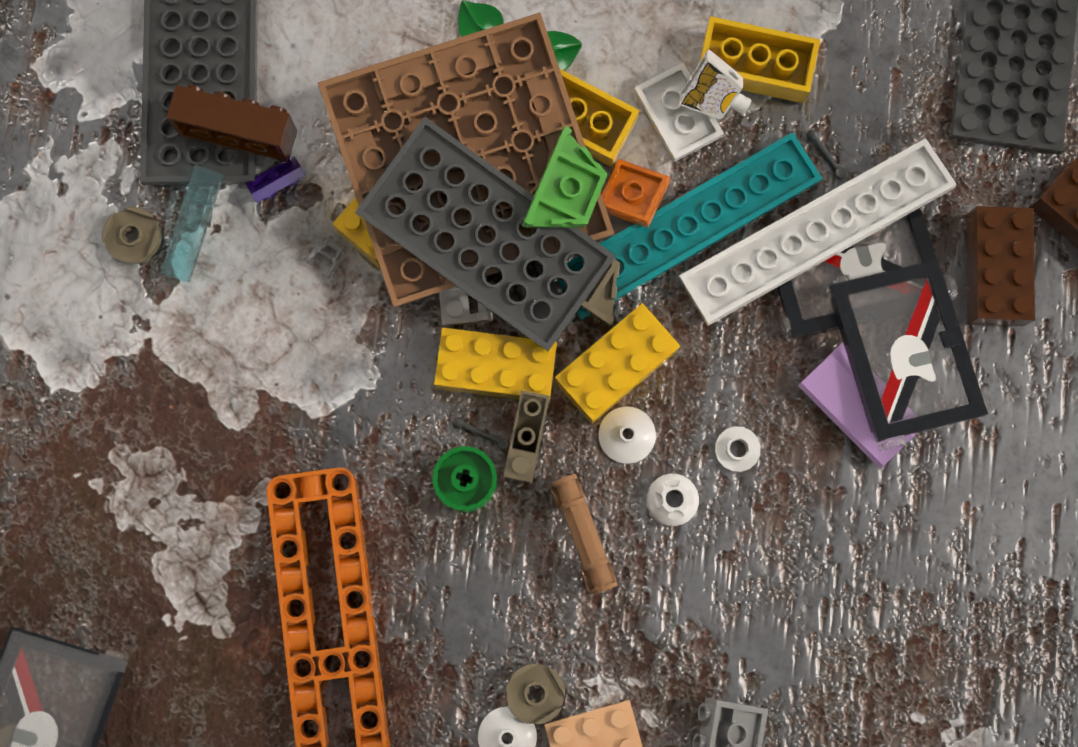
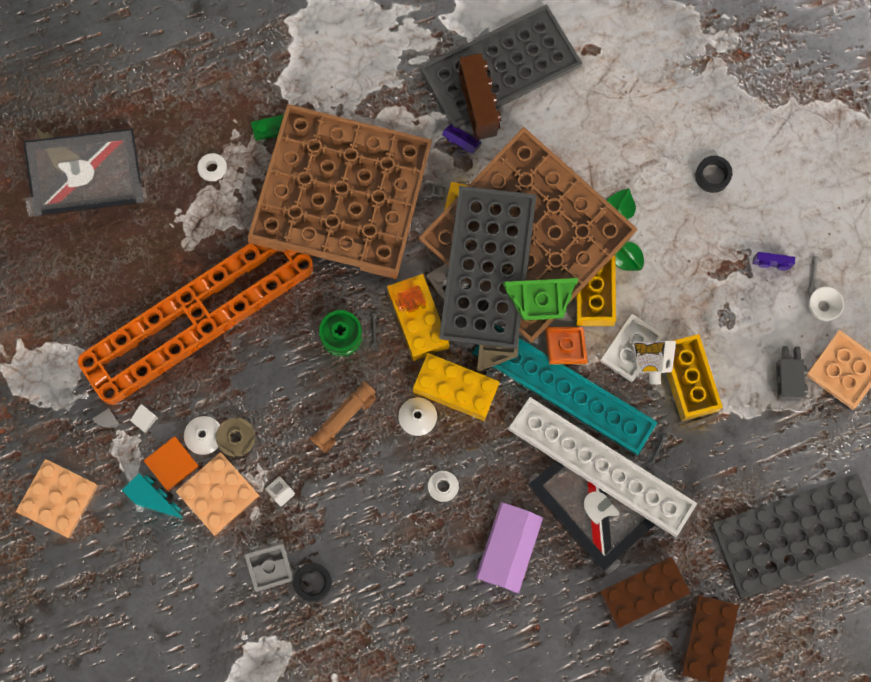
camera: 65 degrees right, 5 degrees down
(115, 429) = (267, 127): none -> green plate
(116, 533) = (208, 159): none -> white piece
(125, 221) = (383, 88): dark tan plate -> none
(192, 223) = (411, 107): clear light blue tile -> none
(264, 379) = (340, 191): none -> medium nougat plate
(474, 361) = (410, 300): none -> clear orange brick
(526, 436) = (383, 355): dark tan slope -> none
(636, 669) = (280, 491): none -> white slope
(661, 510) = (396, 472): white piece -> none
(803, 694) = (297, 582): none -> black tyre
(906, 352) = (555, 557): door -> none

